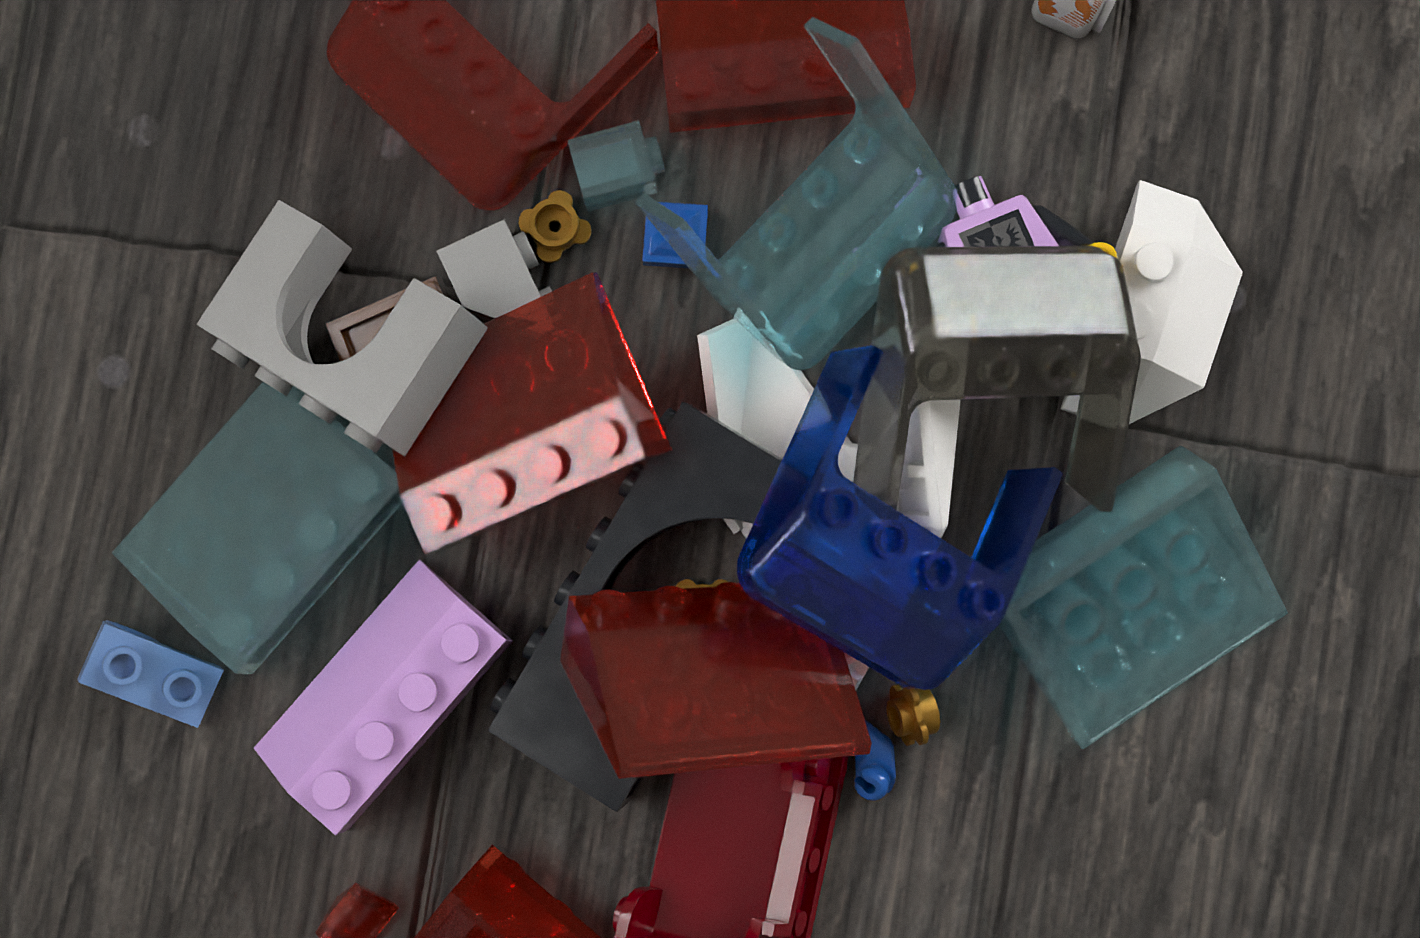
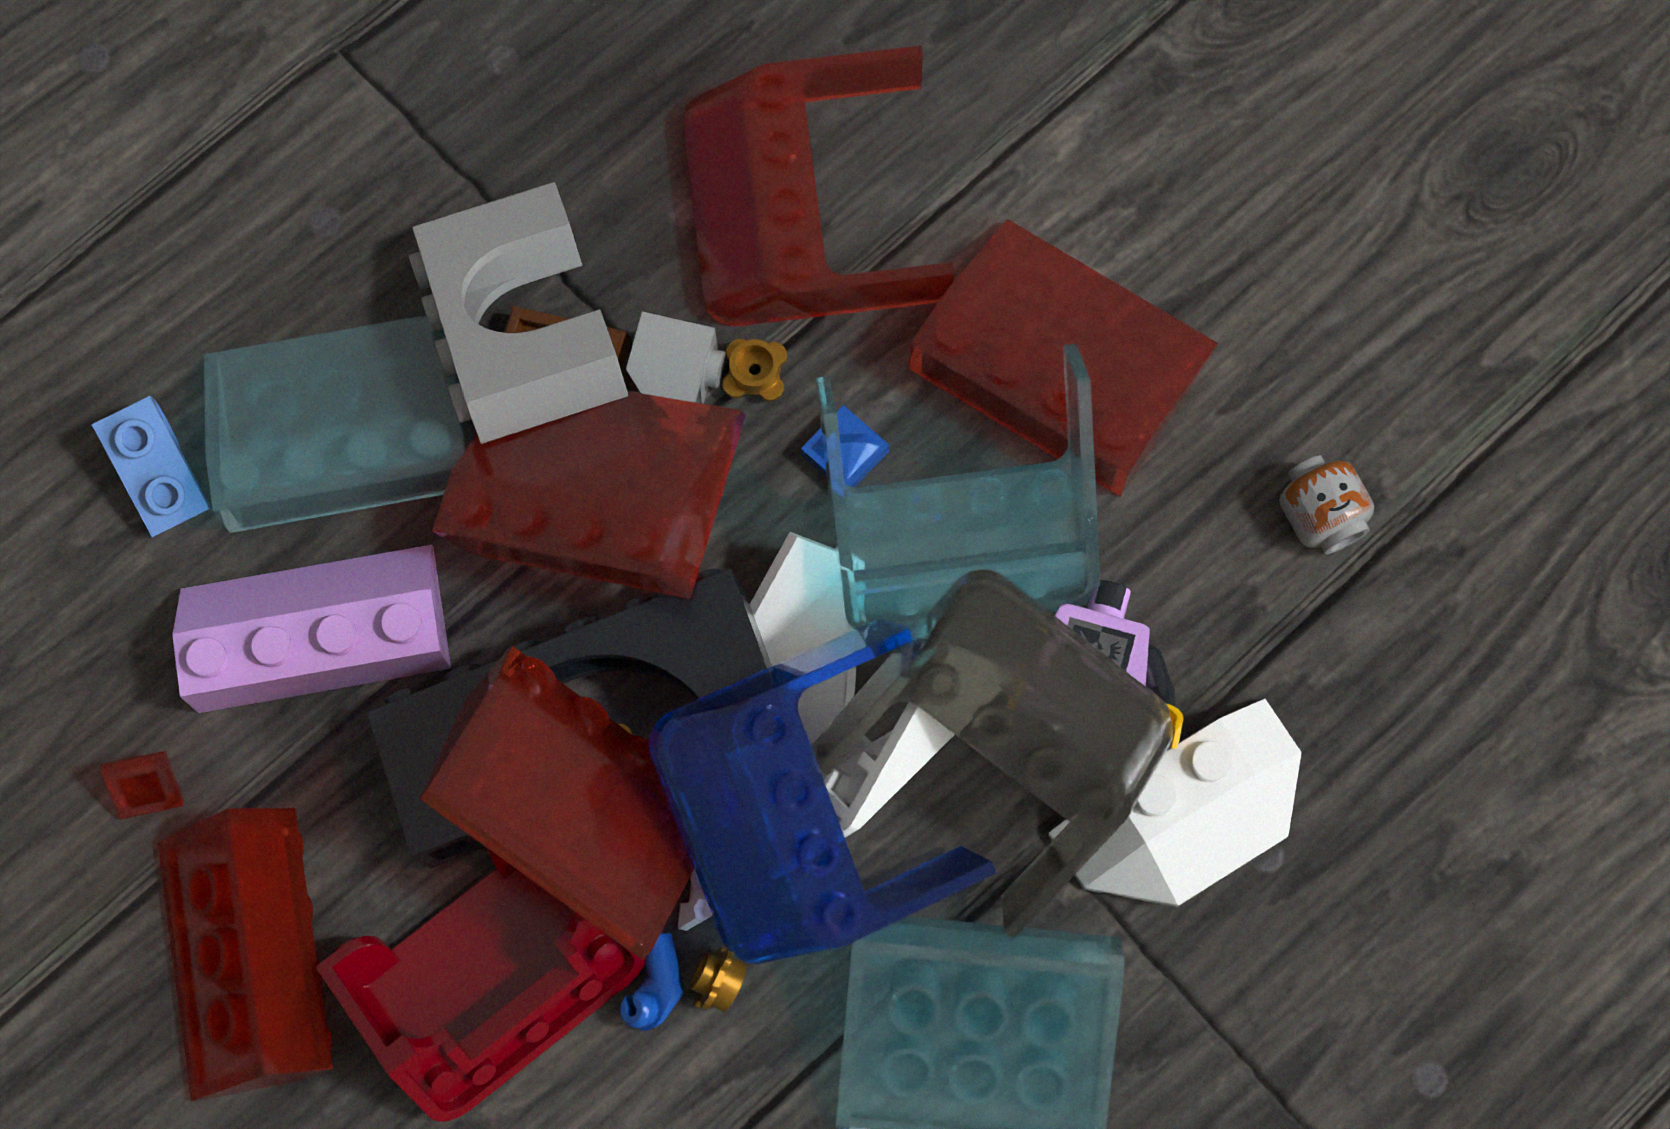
camera: 40 degrees right, 10 degrees down
(616, 165) = (843, 351): clear light blue brick -> none

